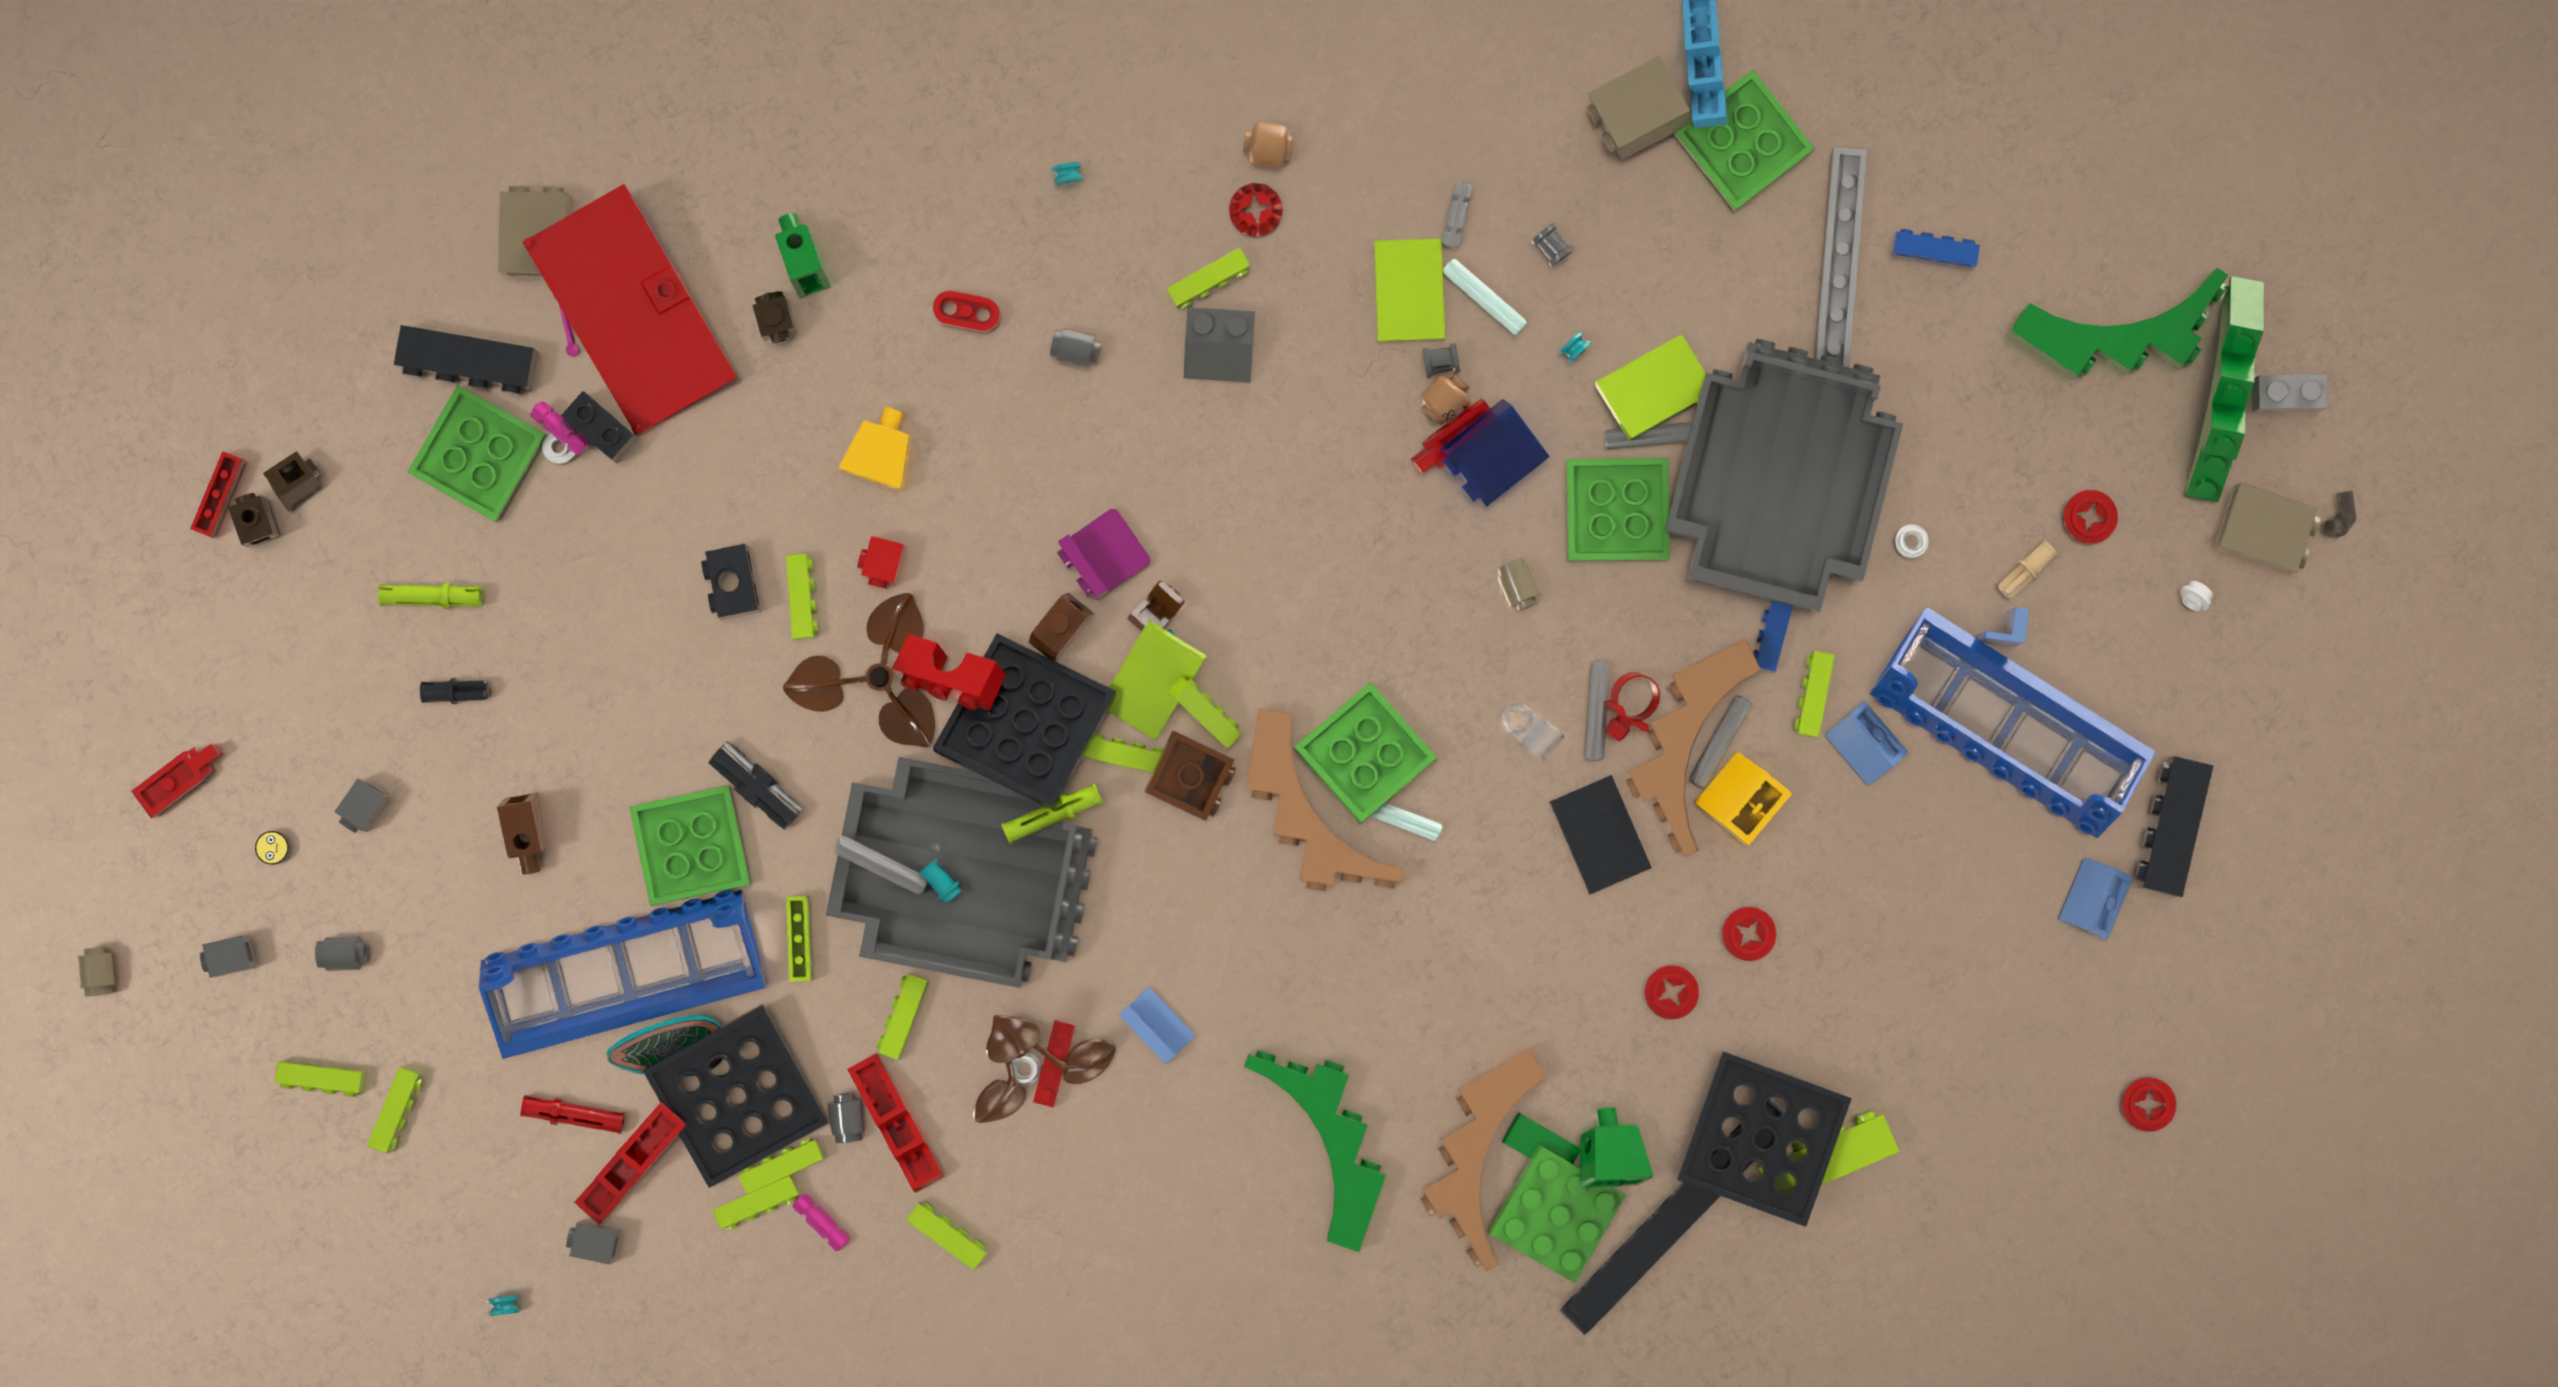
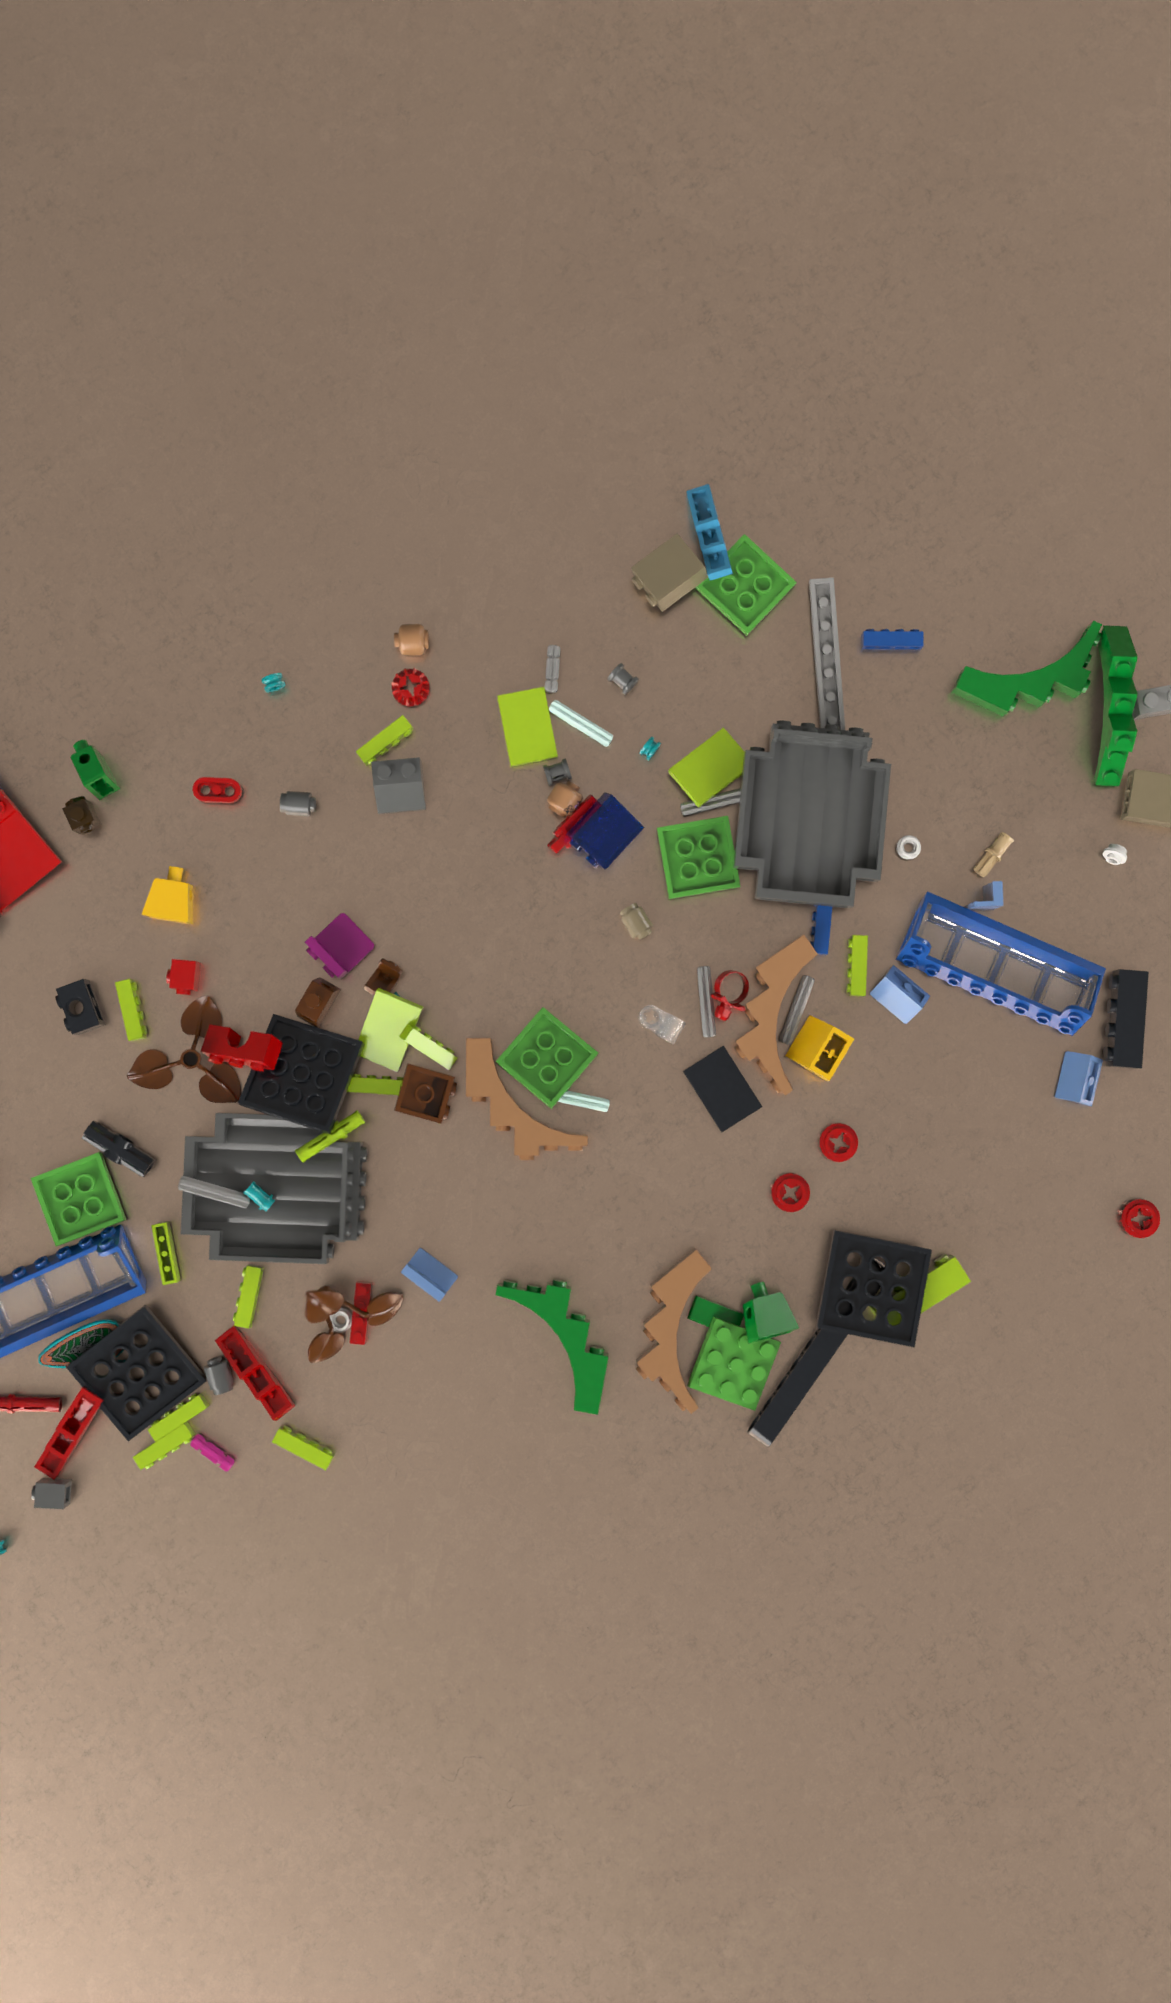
camera: 10 degrees left, 0 degrees up
(2104, 509) = (1039, 803): red gear -> none

